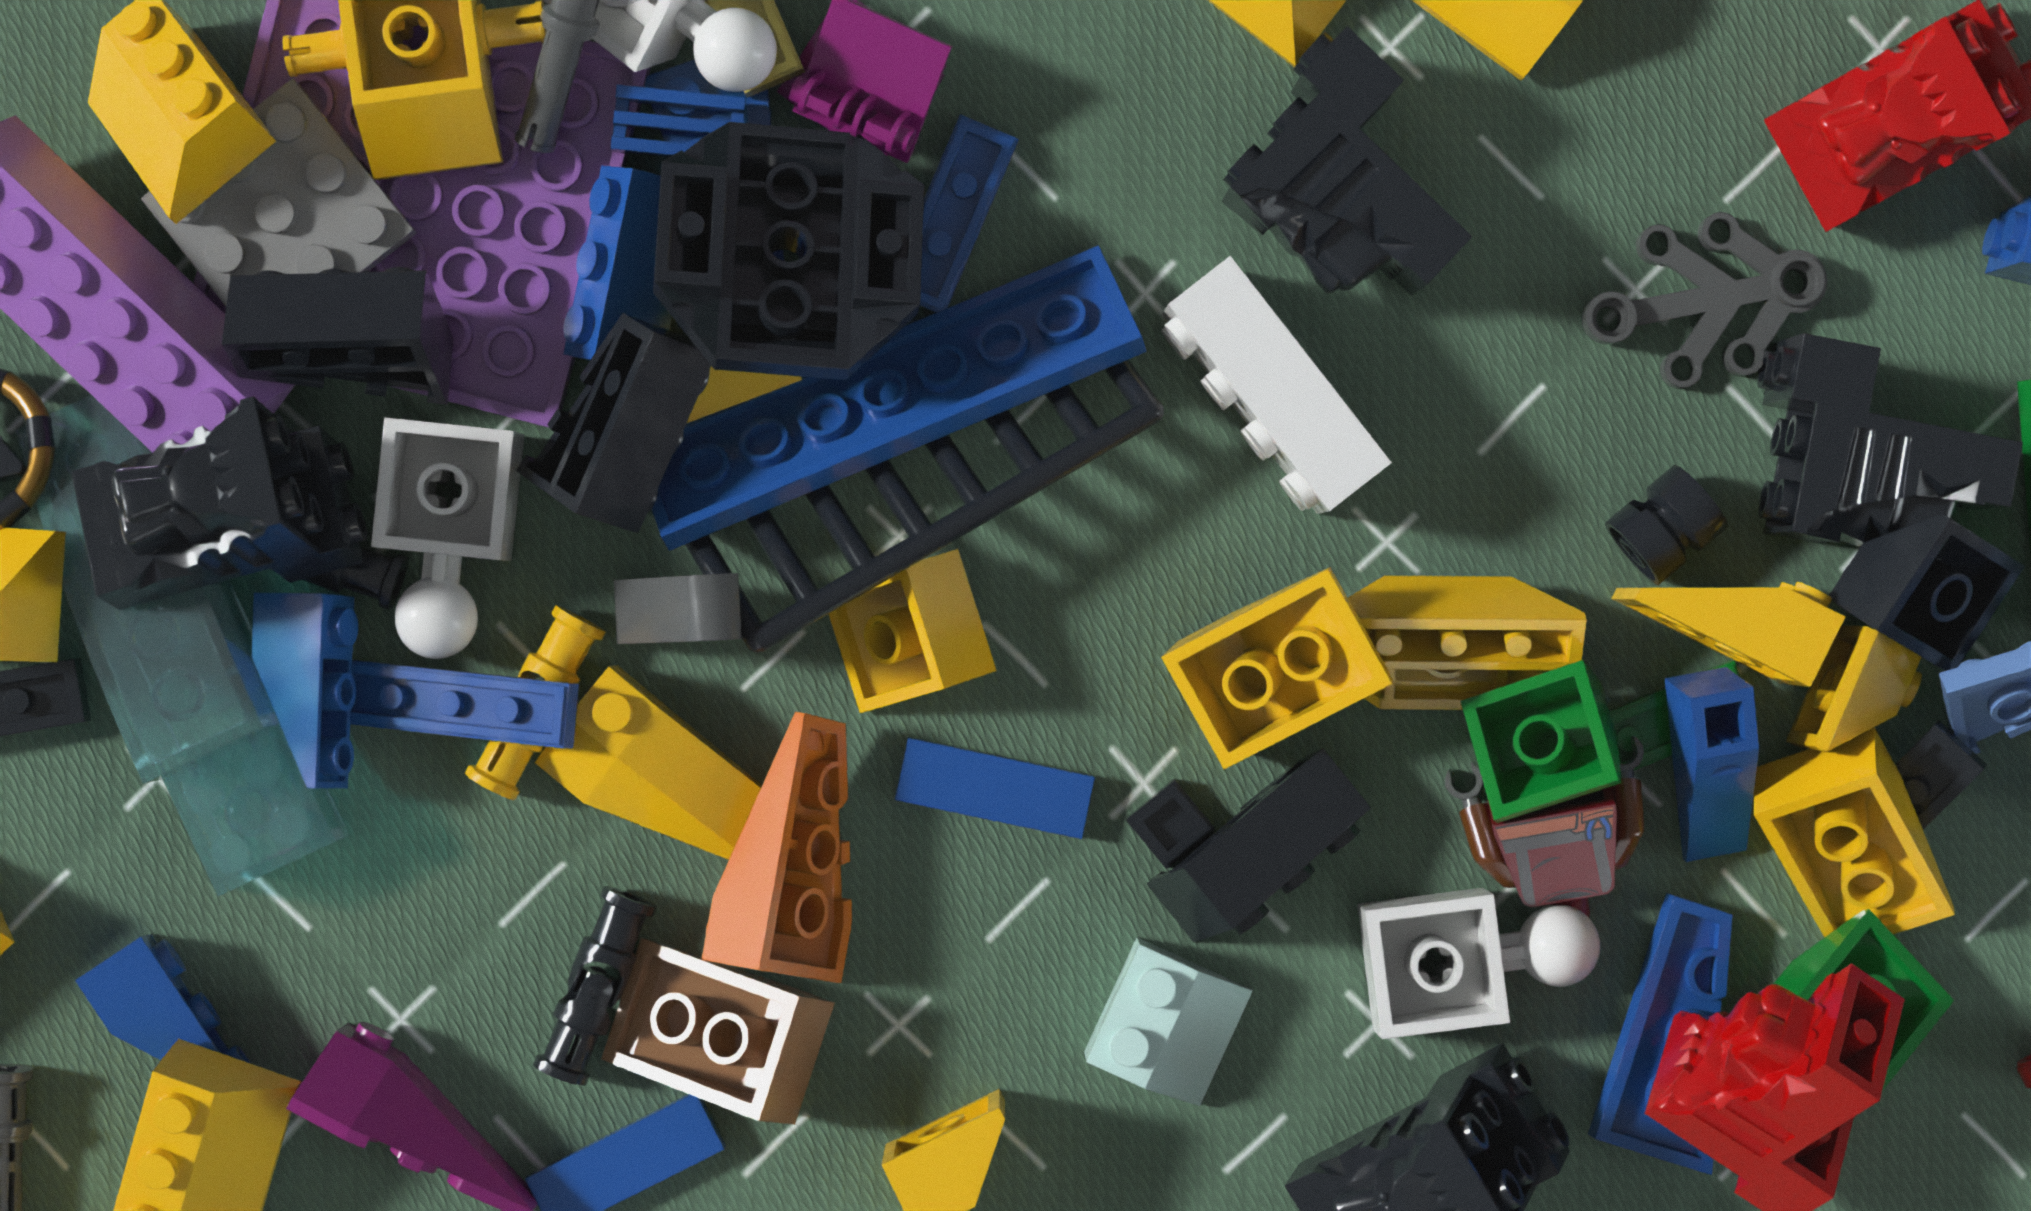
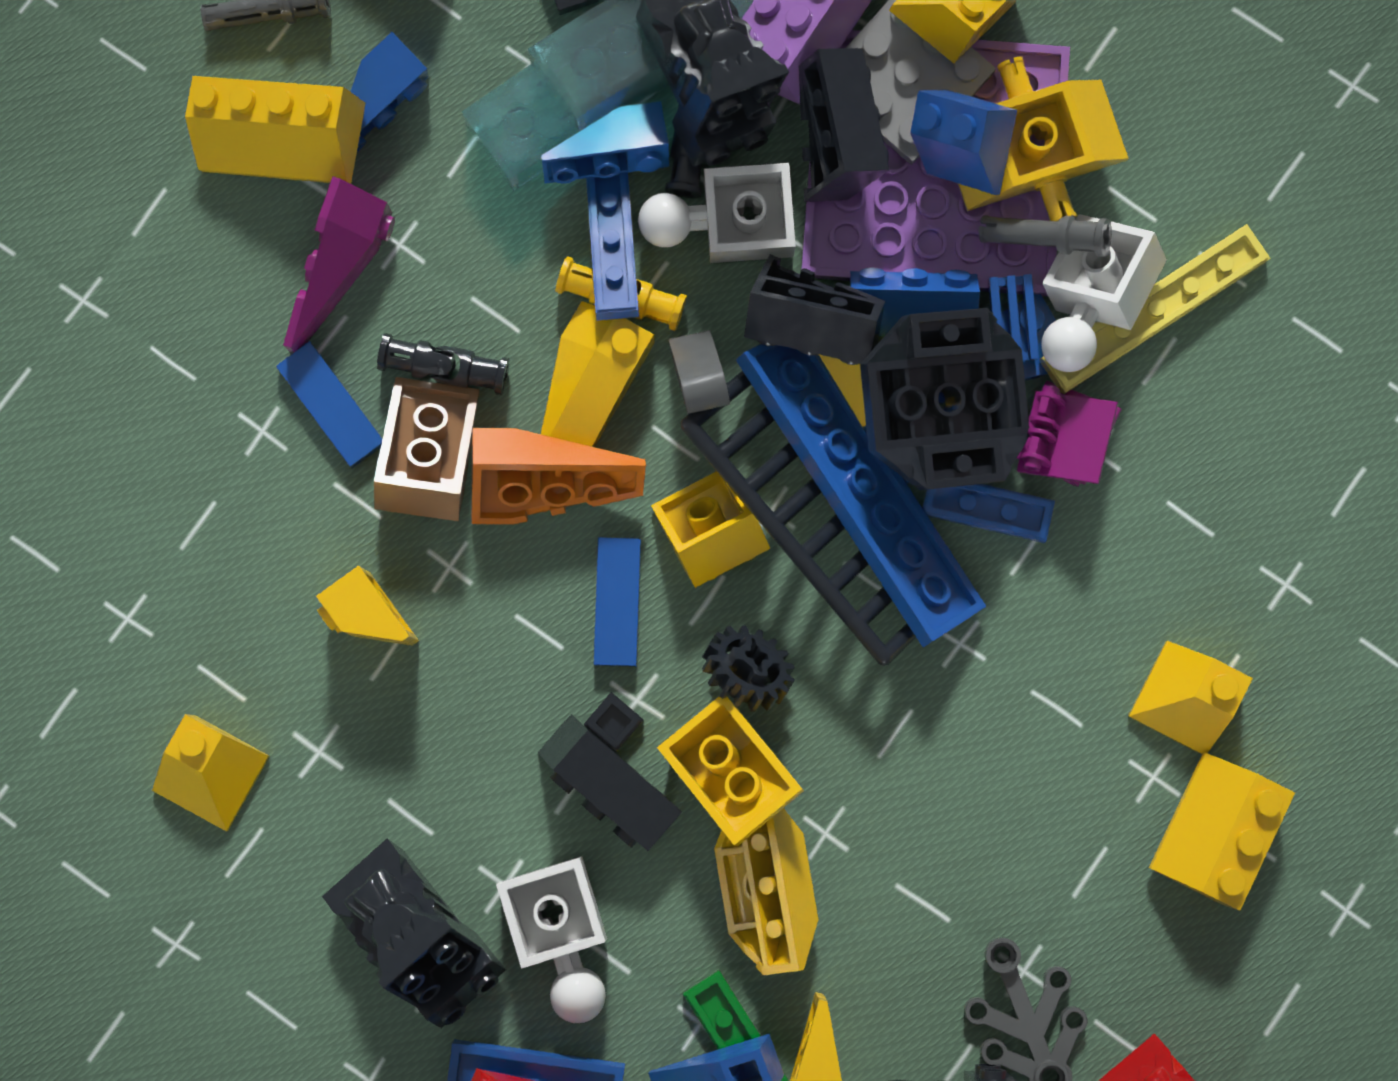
camera: 80 degrees right, 5 degrees down
(394, 148) = (963, 138): none -> blue slope
(1130, 614) = (748, 668): none -> black gear
(1166, 1023) = (480, 743): light aqua slope -> none
(1273, 387) = (915, 736): white brick -> none
(1332, 188) = (1052, 752): black brick -> none
(1543, 740) = (714, 957): green slope -> none
(1560, 850) = (650, 979): torso -> none
(1666, 525) = (871, 1017): black wheel -> none

